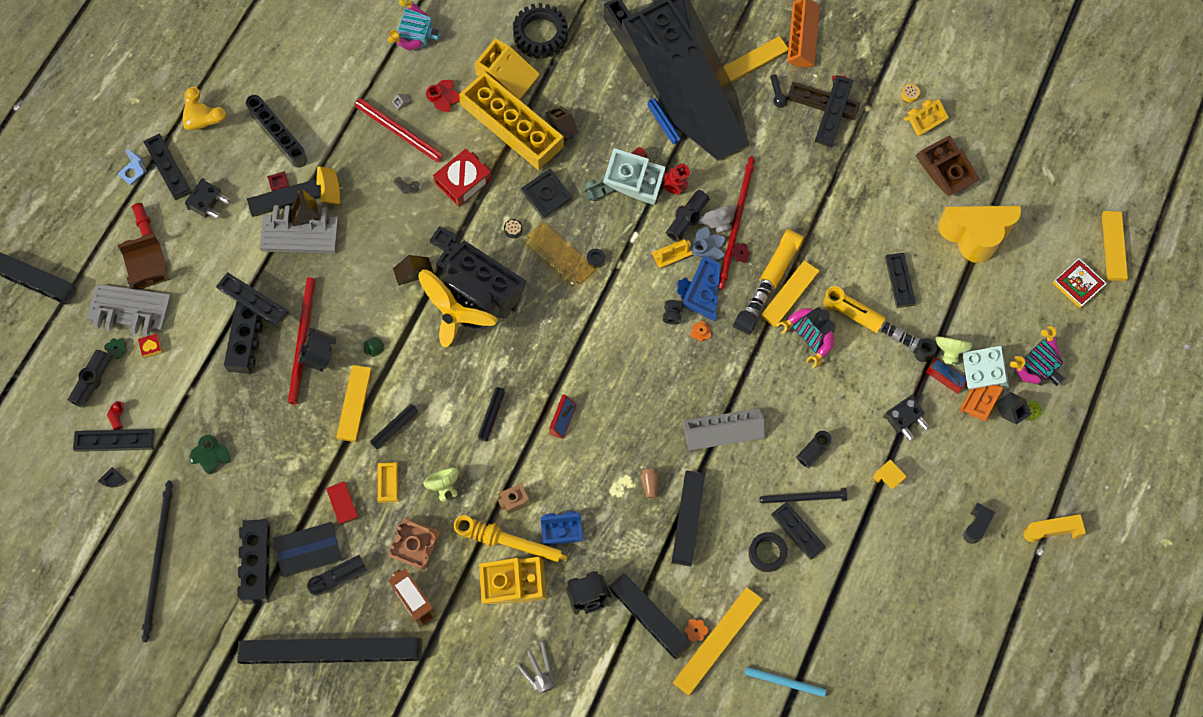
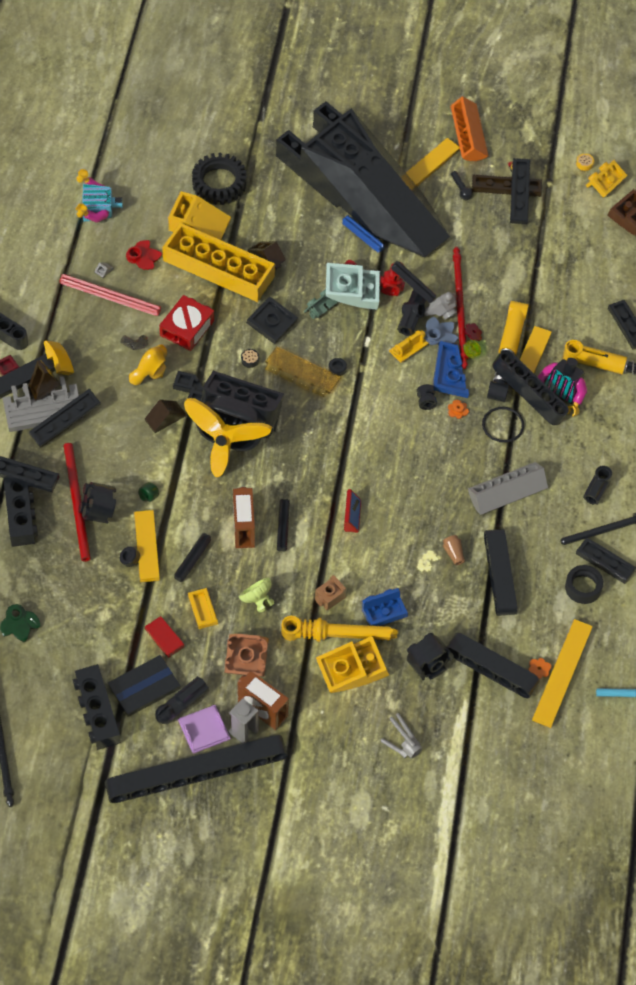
camera: 15 degrees left, 10 degrees down
(315, 250) = (64, 418): none -> black tile
(333, 411) = (129, 556): none -> black tile
(351, 609) = (204, 729): none -> lavender piece
(383, 613) = (243, 717): none -> light grey window
(413, 214) = (151, 364): none -> yellow head
(452, 399) = (243, 518): none -> dark orange brick
(682, 287) = (429, 373): blue plant -> none
(693, 188) = (413, 281): none -> black axle
(733, 271) = (472, 349): none -> clear neon green tile
(736, 376) = (503, 408): none -> black piece
(777, 319) = (530, 387): none -> black beam

